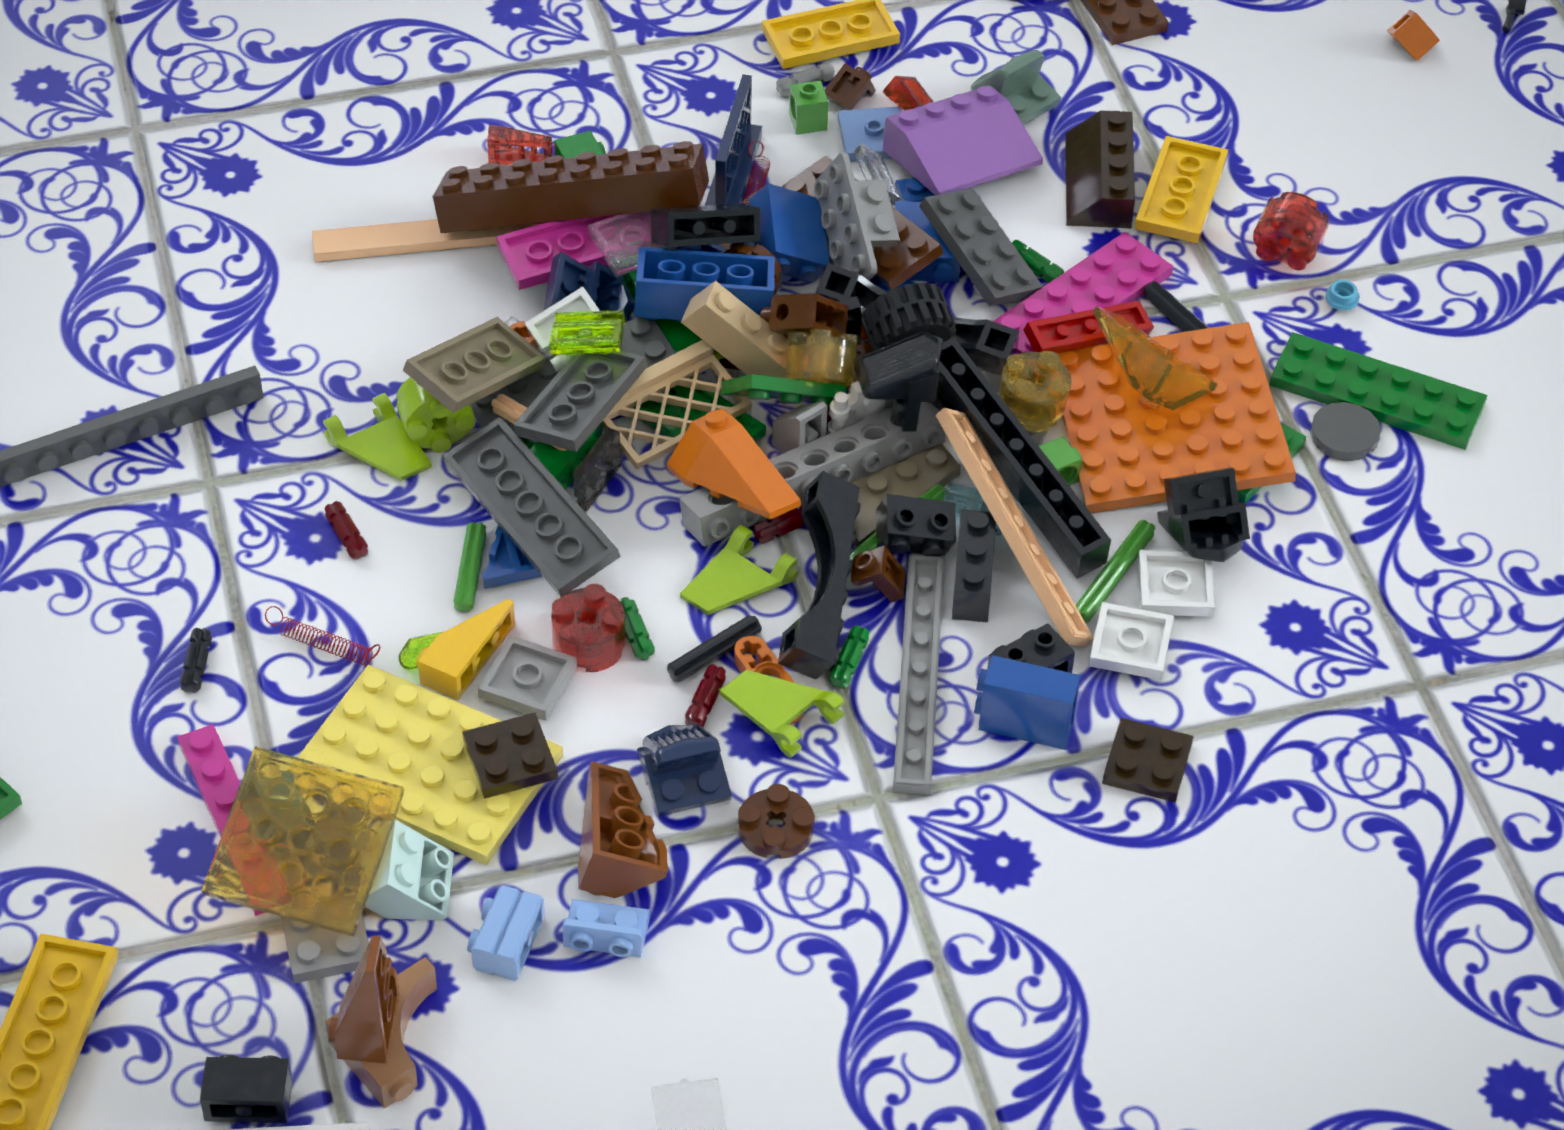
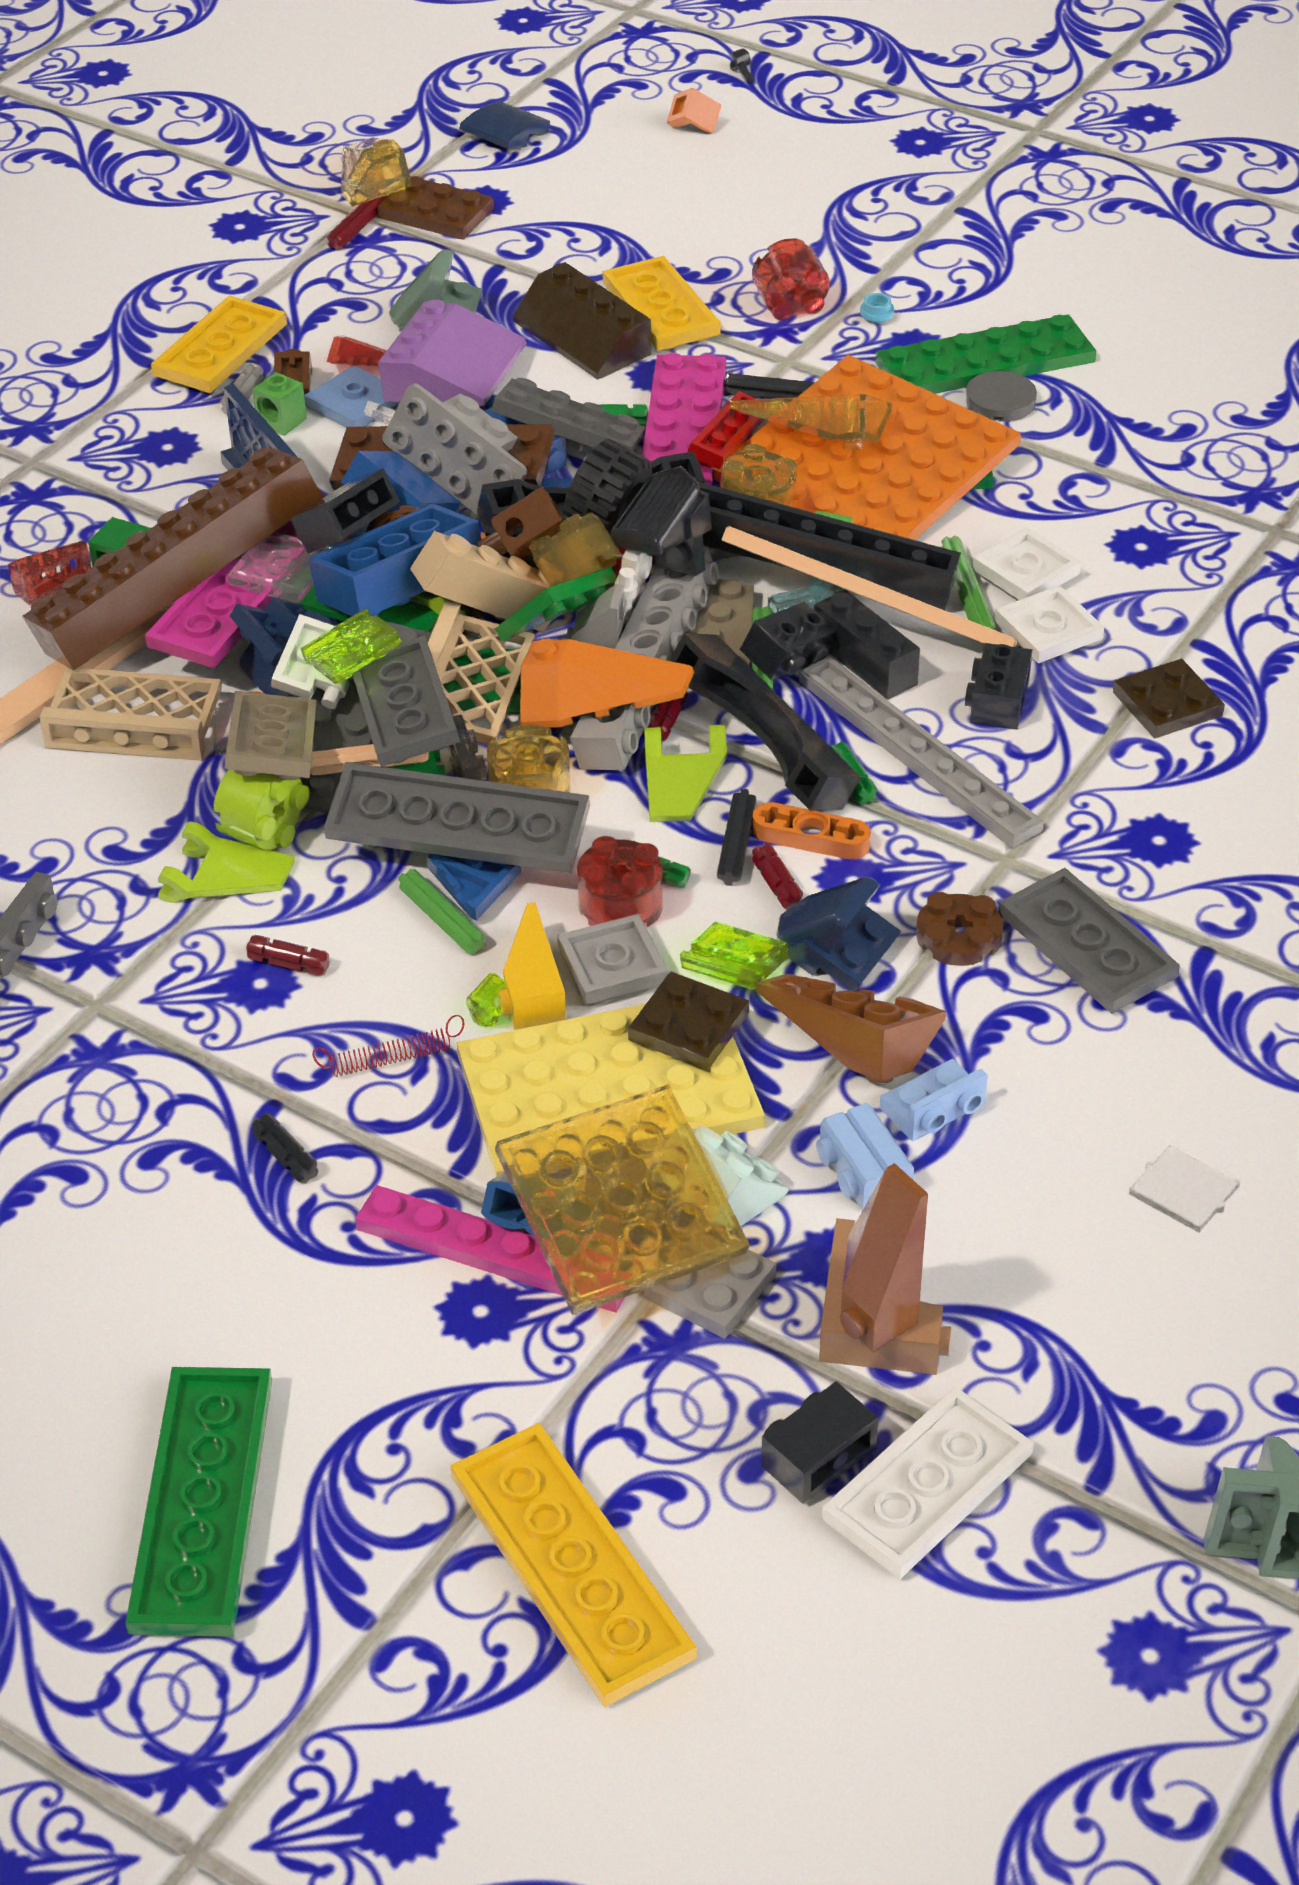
camera: 40 degrees left, 5 degrees down
(425, 298) = (131, 729): none -> tan fence
(600, 732) = (734, 955): none -> clear neon green plate
(629, 504) = (530, 759): none -> clear yellow brick
(778, 702) = (854, 838): lime flag -> none
(845, 896) = (1088, 940): none -> dark grey plate
(882, 569) = (801, 693): reddish brown bracket -> none
(1027, 702) = (1048, 705): blue brick -> none
(1205, 514) = (997, 499): black piece -> none

